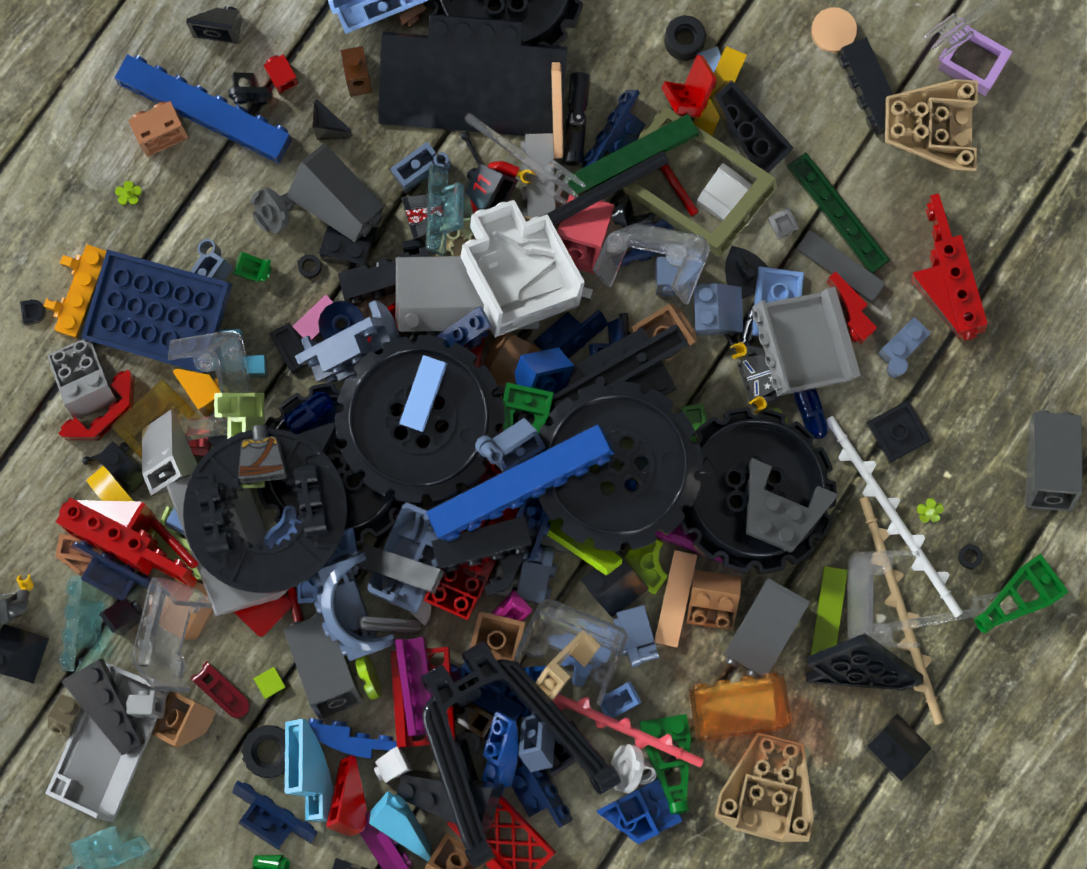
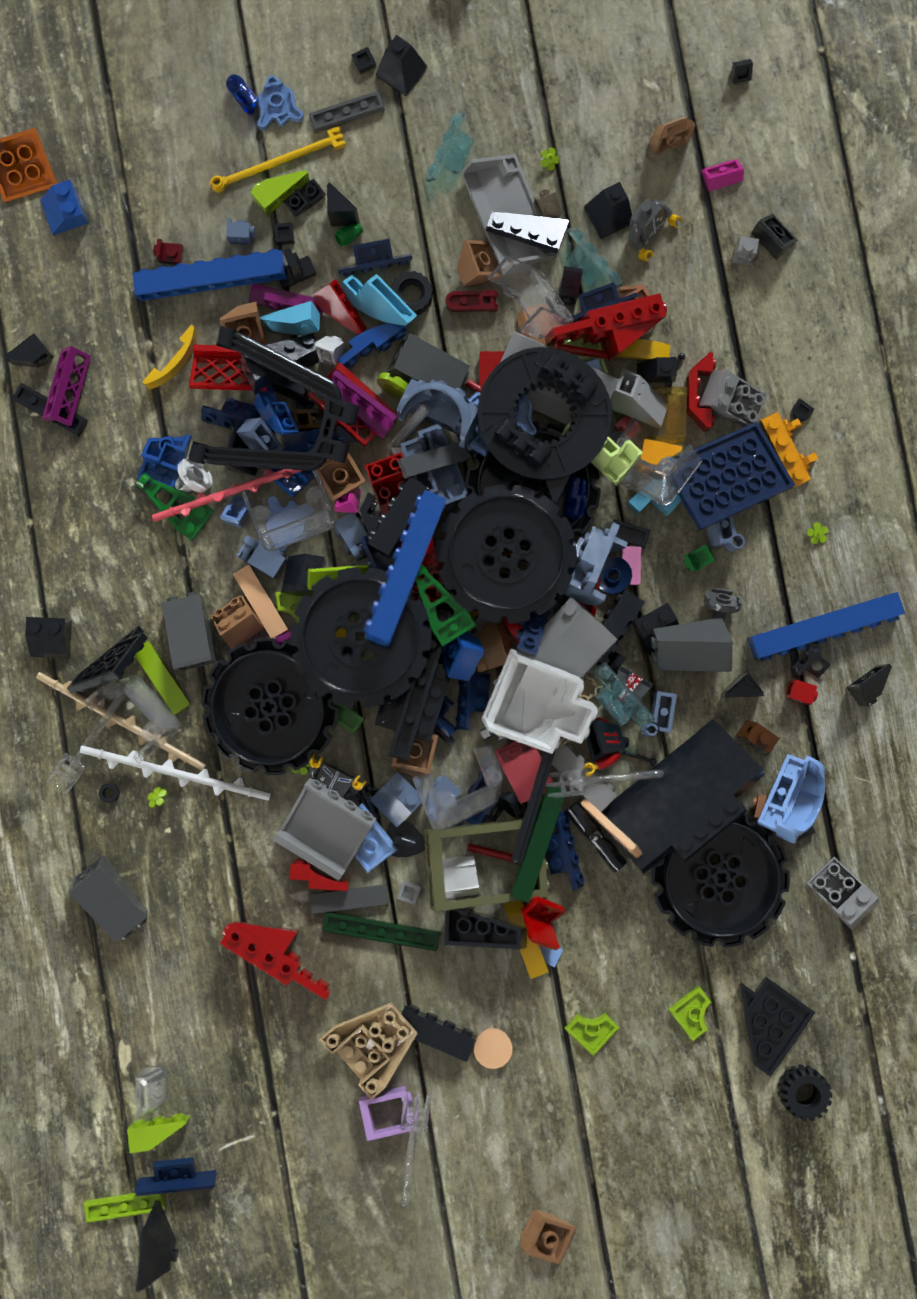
camera: 130 degrees right, 5 degrees up
(19, 758) = (550, 159): none -> lime plant
(146, 704) = (505, 247): light grey brick -> none
(158, 128) = (840, 586): nougat piece -> none
(261, 458) = (575, 438): torso -> none
(269, 683) = (449, 332): lime tile -> none
(305, 258) = (673, 589): black piece -> none
(423, 393) = (517, 567): light blue tile -> none
(511, 445) = (433, 584): sand blue hinge -> none
(554, 677) = (283, 477): tan panel -> none
(689, 24) = (585, 964): black tyre -> none
(739, 707) = (159, 570): clear orange windscreen -> none
(769, 792) = (100, 541): tan wedge -> none
(777, 518) = (235, 699): dark grey wing -> none
(812, 412) = (281, 789): clear blue arm -> none
(898, 431) = (220, 828): black tile -> none
(902, 346) = (264, 883): sand blue hinge -> none
(1042, 579) = (48, 818): green plate -> none

